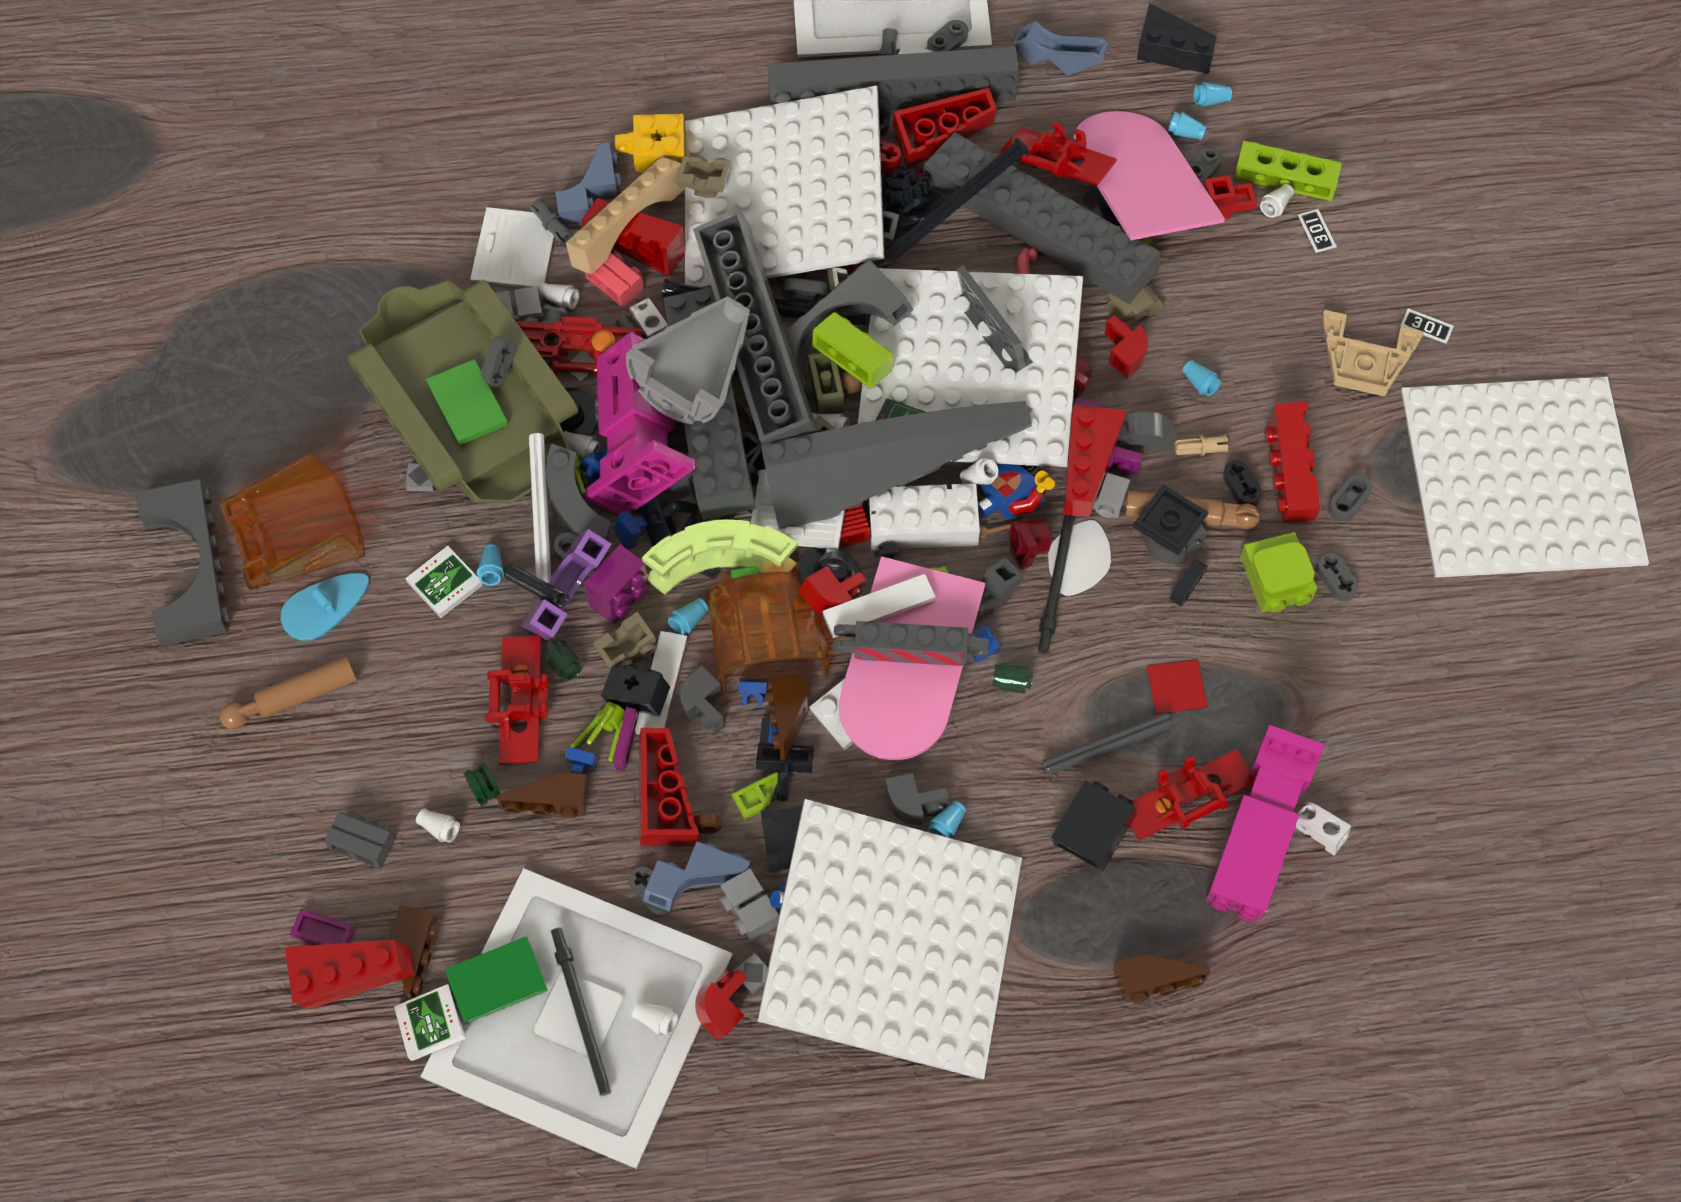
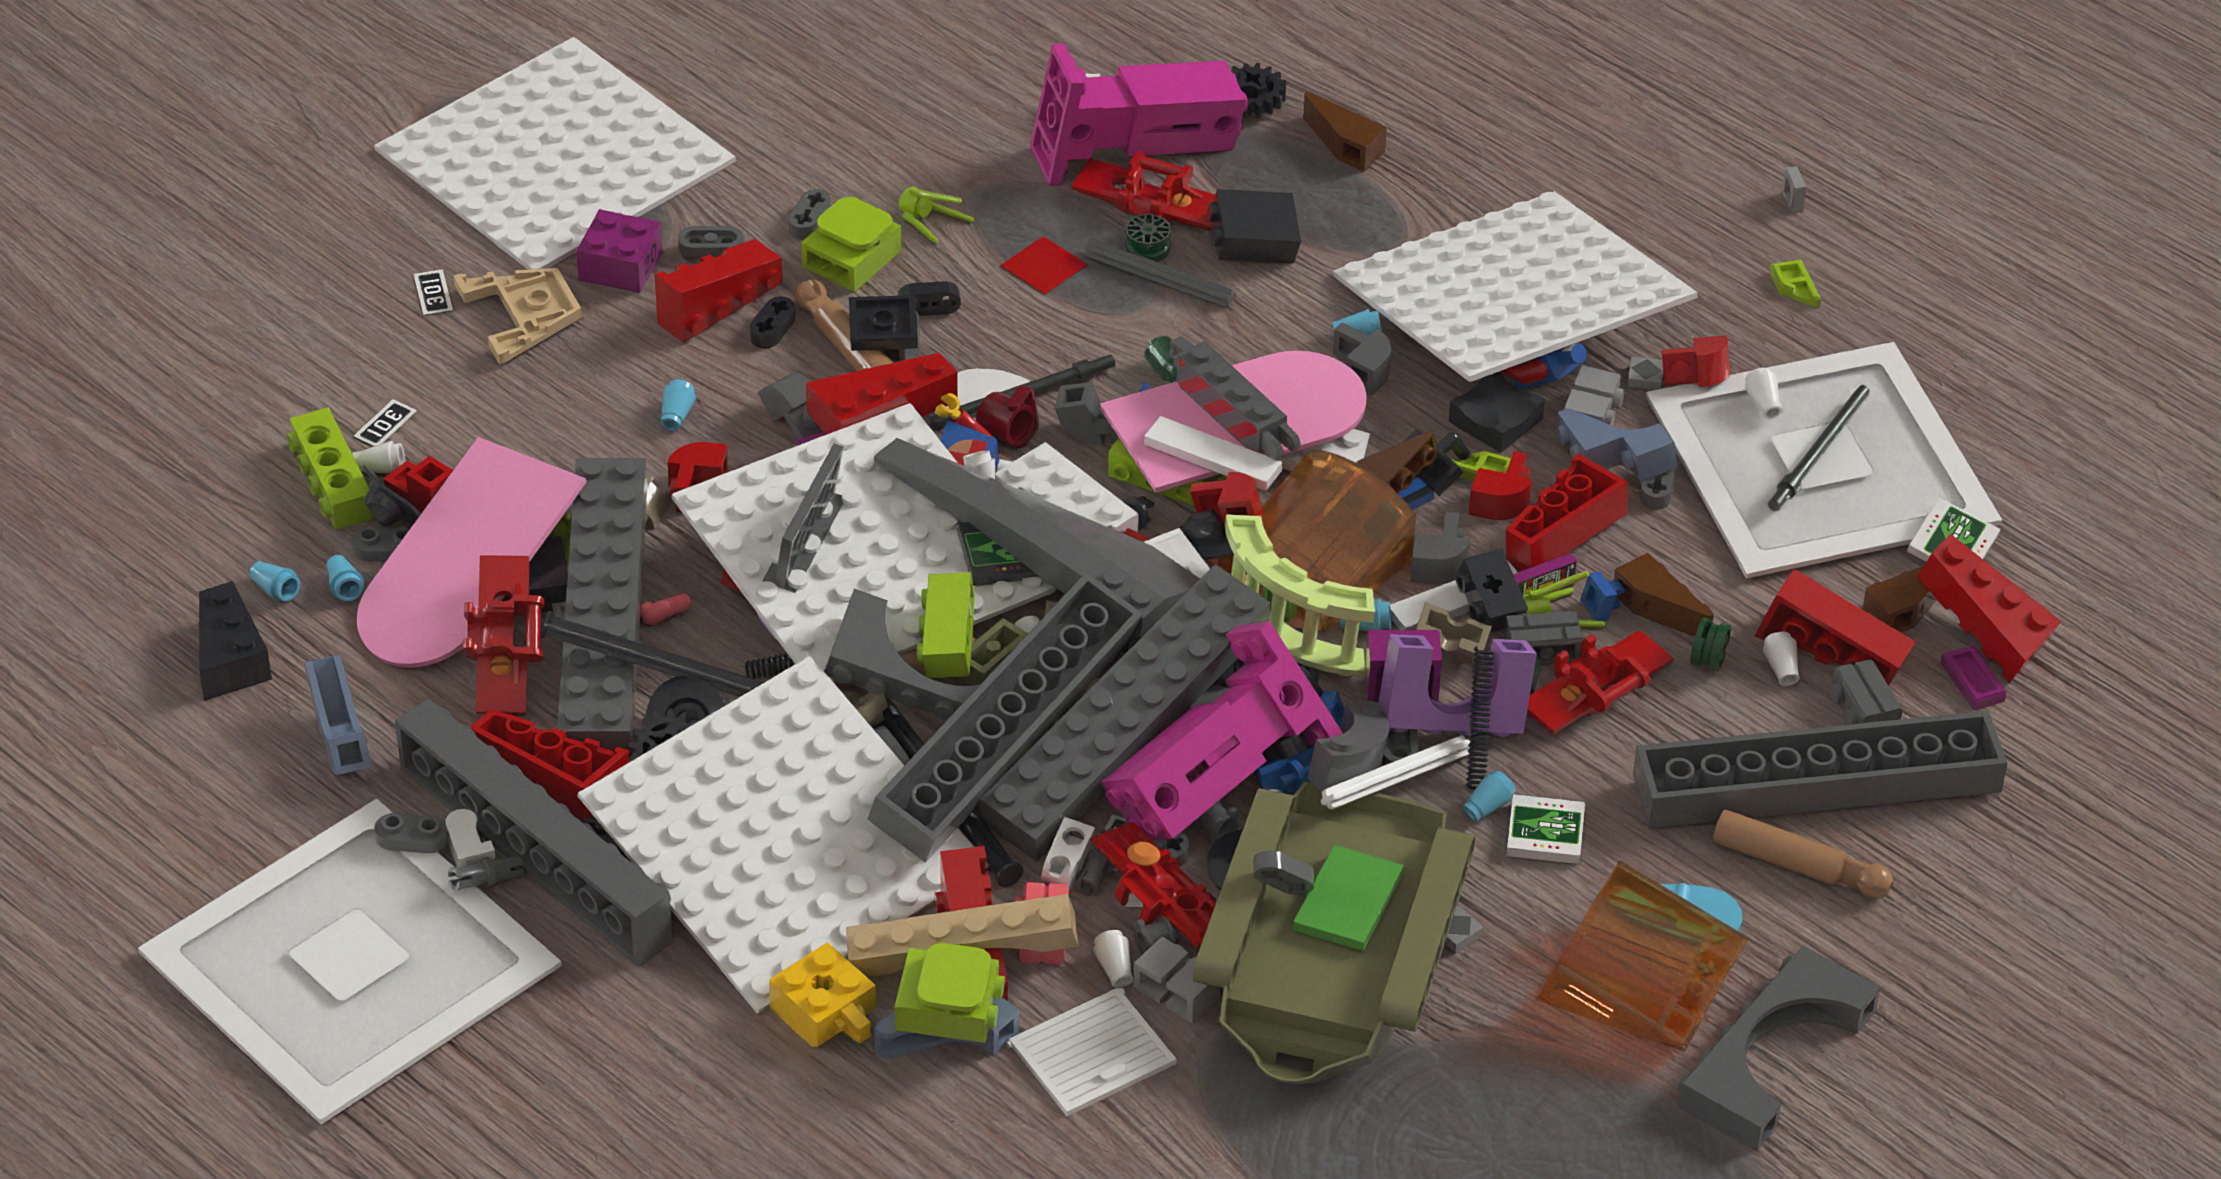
camera: 130 degrees left, 20 degrees down
(329, 755) = (1819, 768): none -> dark grey brick
(422, 865) = (1833, 627): none -> red wedge
(496, 980) = (1864, 518): green tile -> none
(551, 221) = (1030, 1023): dark grey pin -> none
(578, 698) = (1547, 633): none -> dark grey brick
(587, 173) = (949, 992): none -> lime brick
(691, 362) = (1111, 682): light grey cone -> none
(703, 176) = (835, 898): dark tan cylinder -> none
(708, 823) = (1548, 470): reddish brown tile -> none
(718, 777) = (1502, 494): none -> red brick
(755, 1162) = (1795, 283): none -> lime tile
(1144, 759) = (1148, 239): none -> dark green wheel
(1201, 445) = (756, 365): tan axle -> none
(1226, 160) = (387, 505): none -> black hat
(1263, 950) = (1262, 88): none -> black gear
(1291, 643) = (917, 204): none -> lime plant
(1377, 435) = (619, 251): none -> magenta brick

